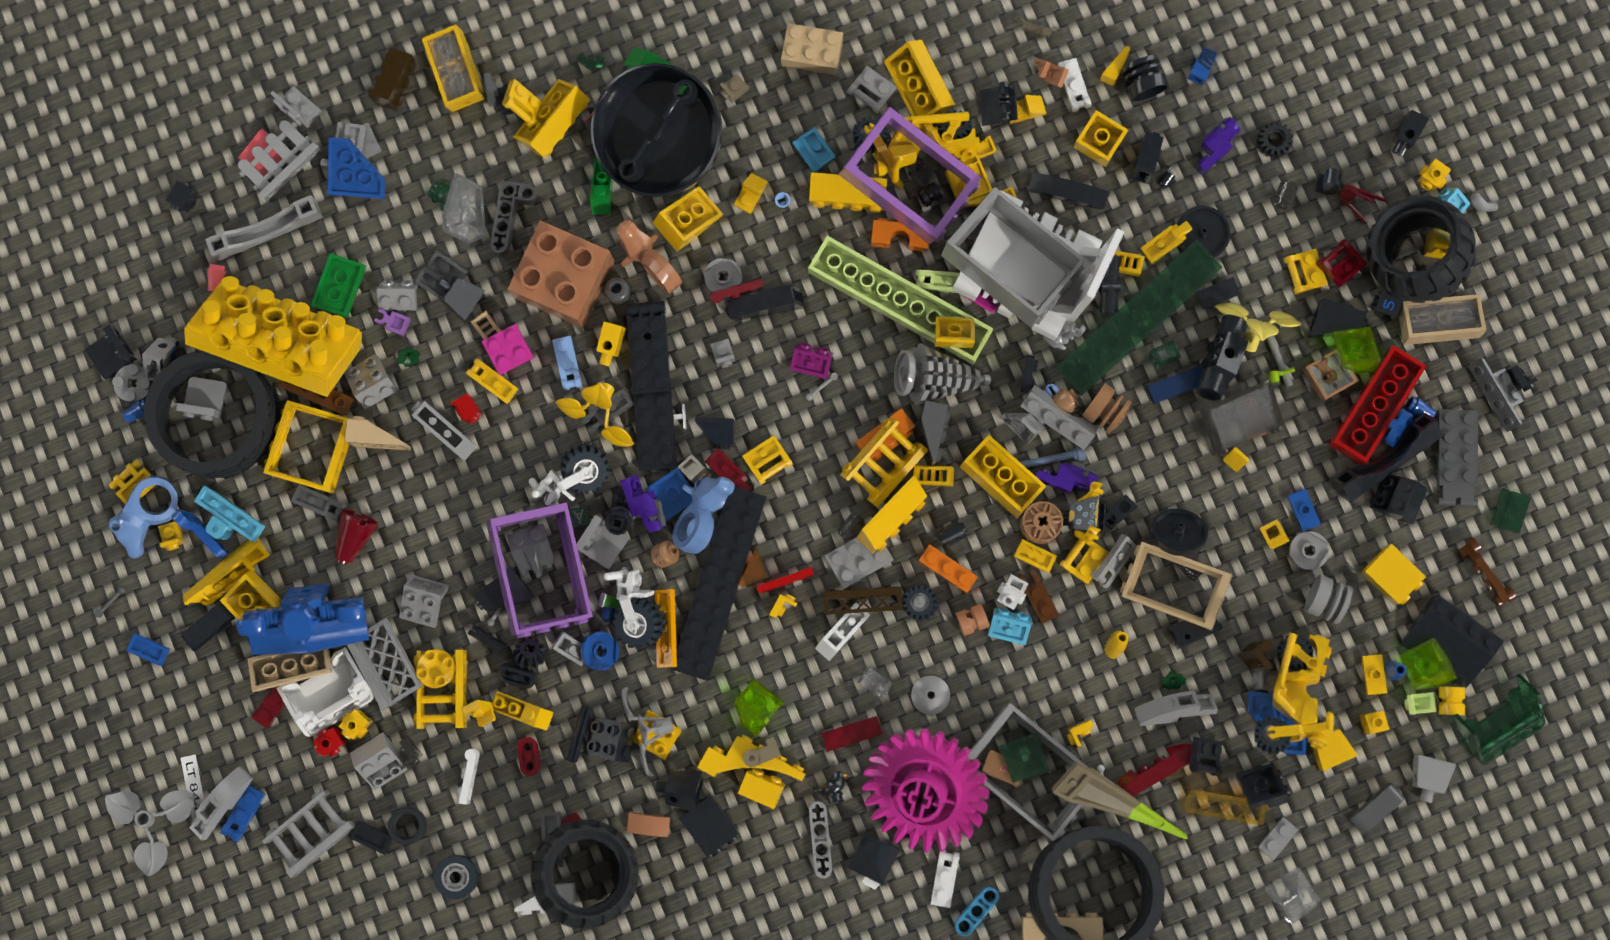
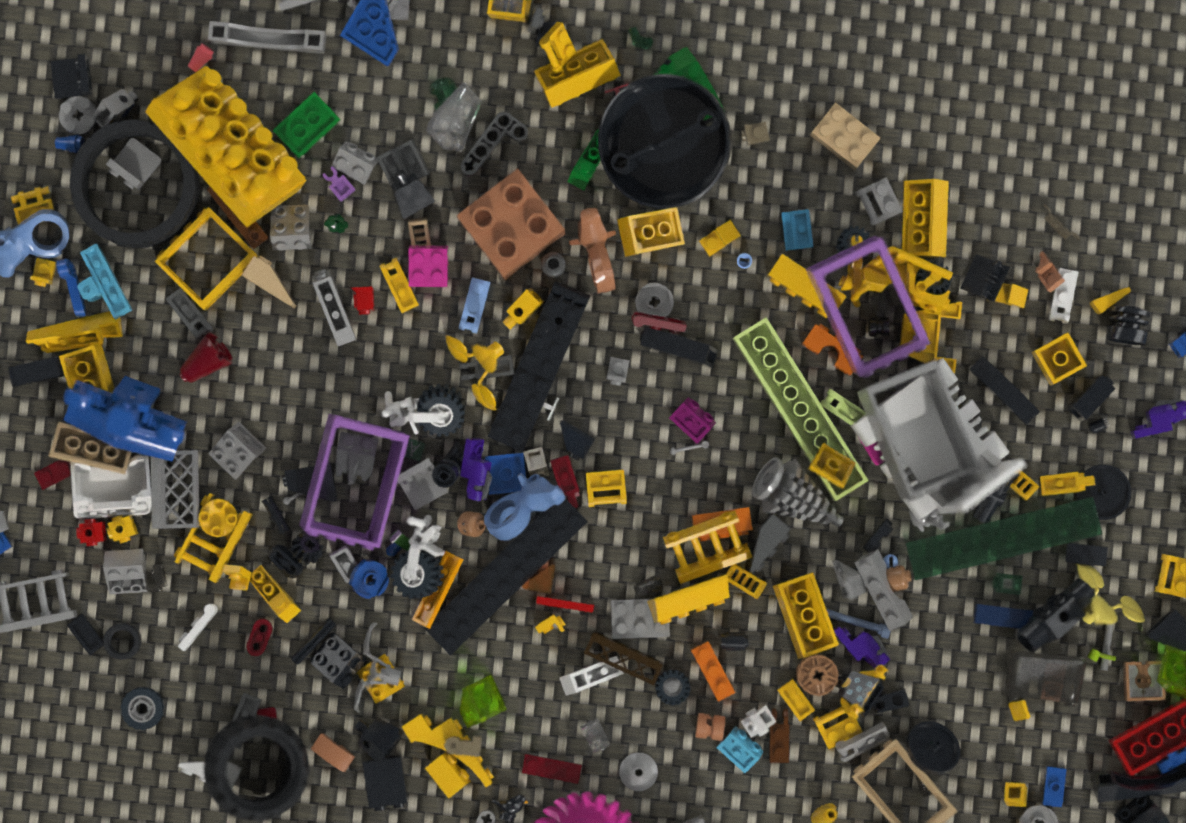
camera: 15 degrees right, 5 degrees up
(1107, 409) = (930, 606): medium nougat wheel -> none

